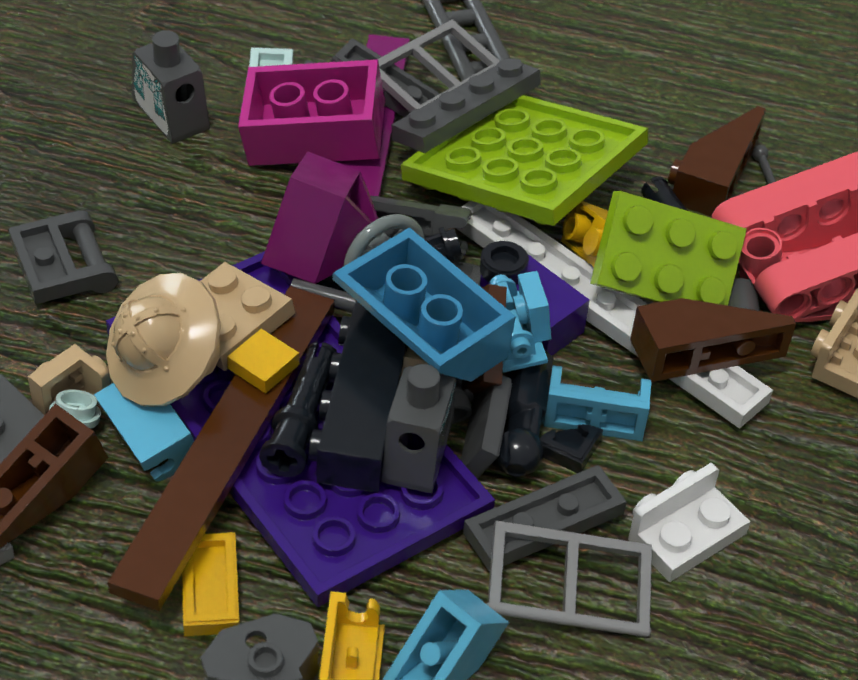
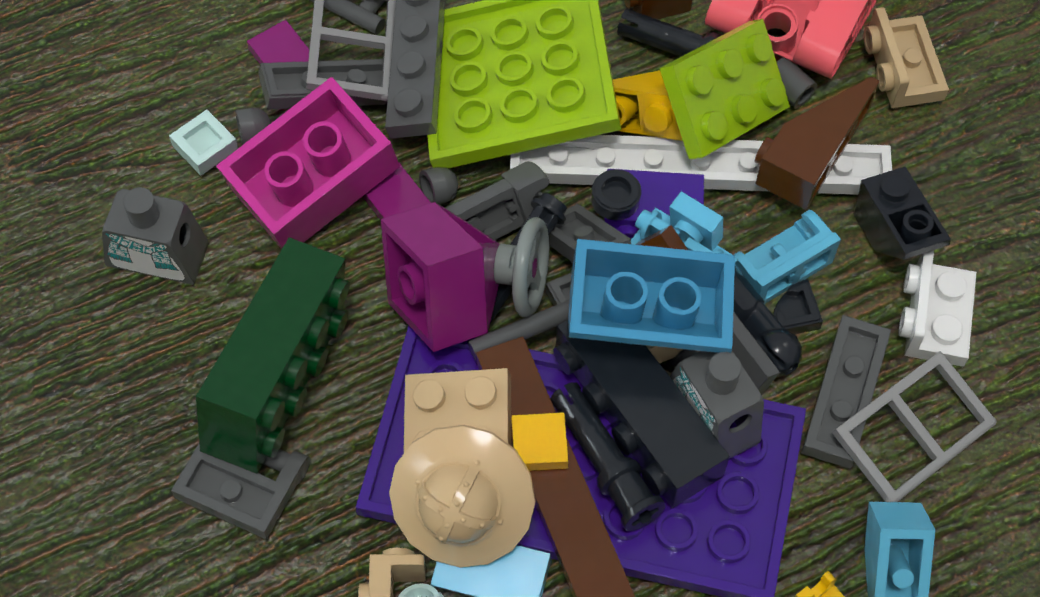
camera: 40 degrees left, 15 degrees up
(151, 187) = (272, 356): none -> dark green brick
(398, 188) = (438, 184): none -> dark grey hinge
(720, 426) = (898, 216): none -> black slope

